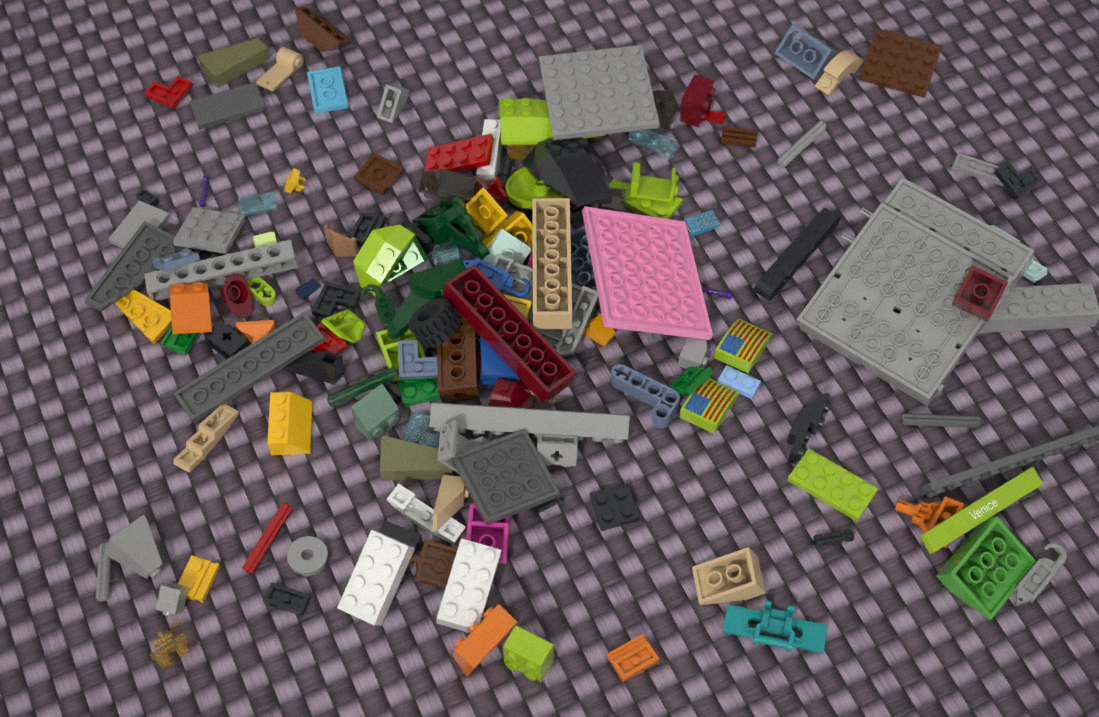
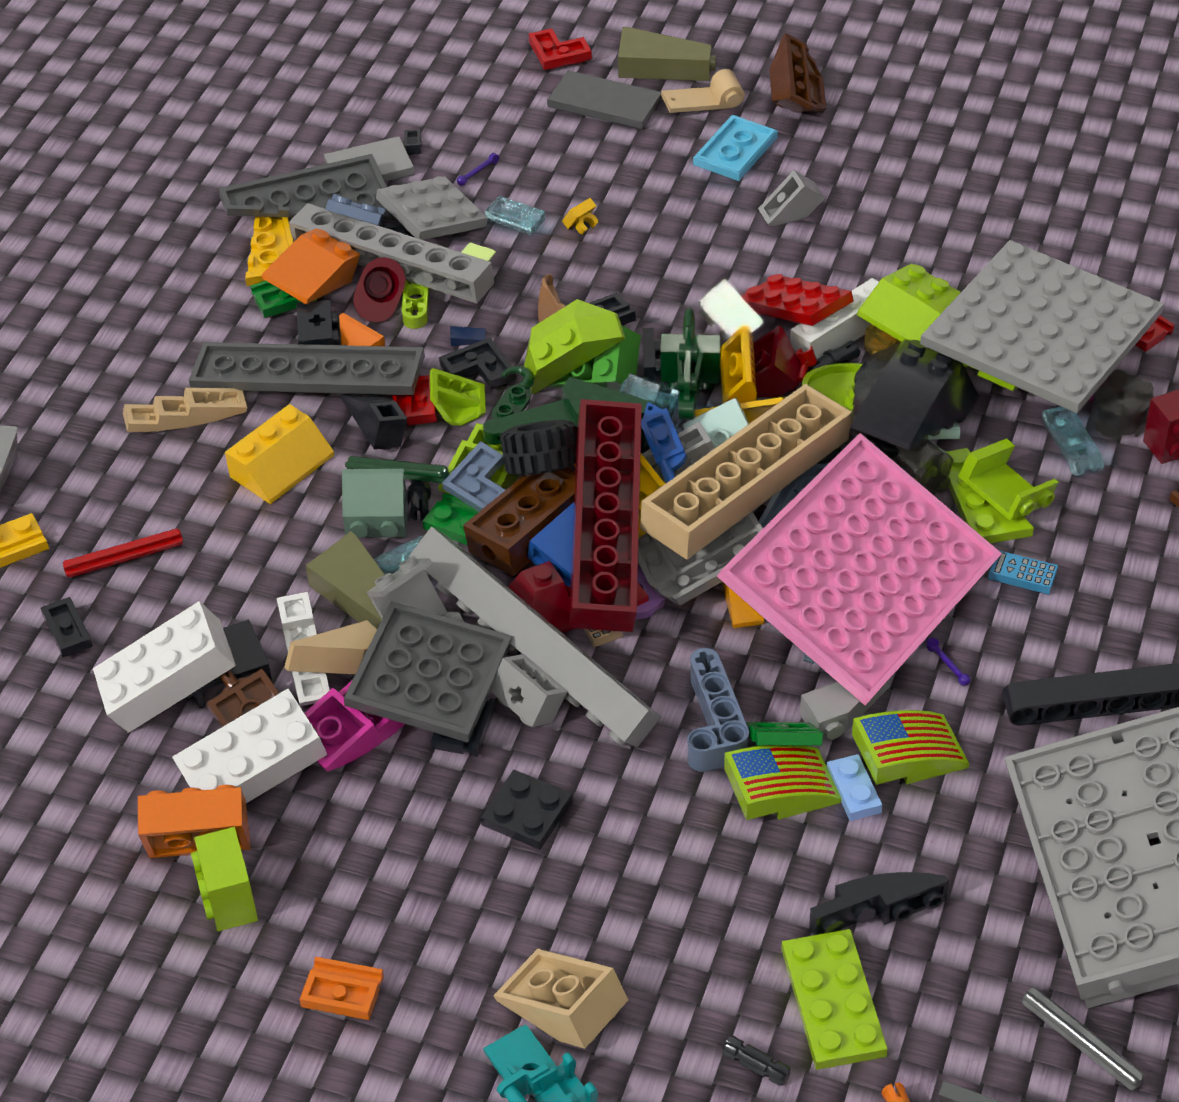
camera: 45 degrees right, 10 degrees down
(307, 545) = (140, 588): light grey tile -> none
(379, 174) = (685, 267): reddish brown plate -> none

